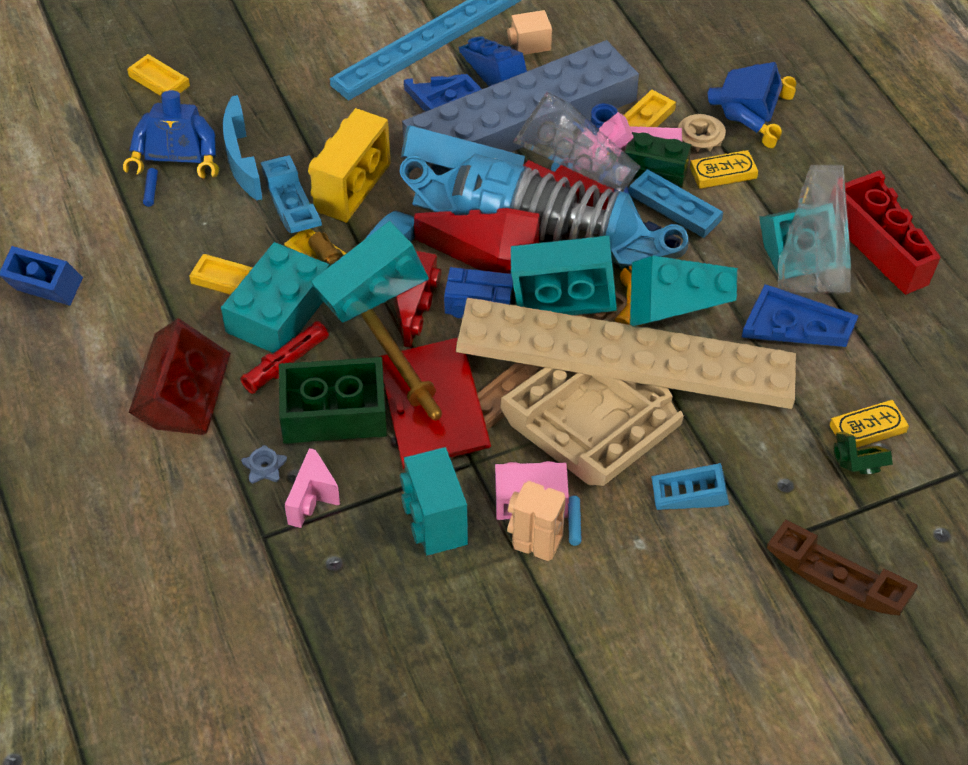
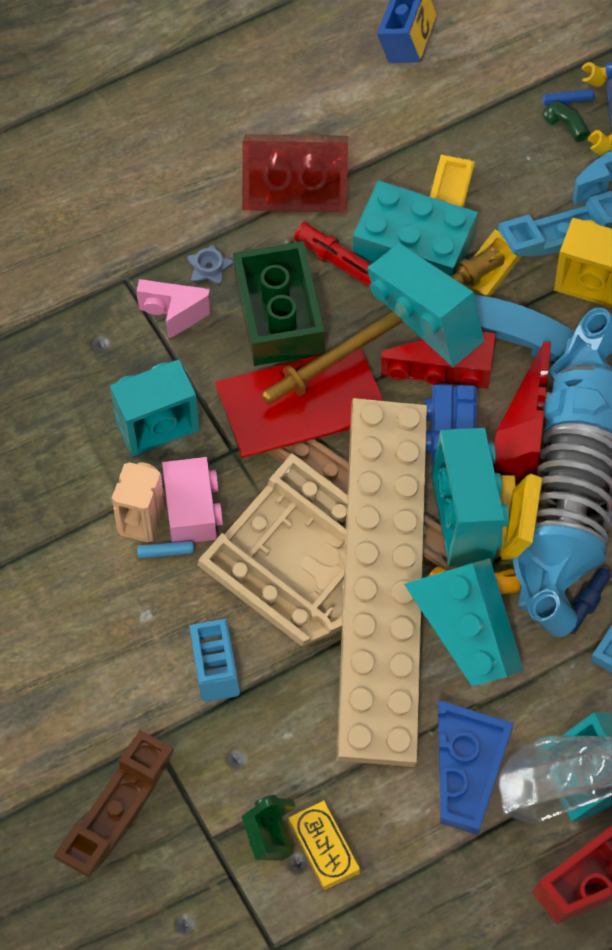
camera: 85 degrees right, 10 degrees up
(176, 185) = (569, 116): none -> dark green arm
(575, 229) = (522, 516): none -> yellow tile

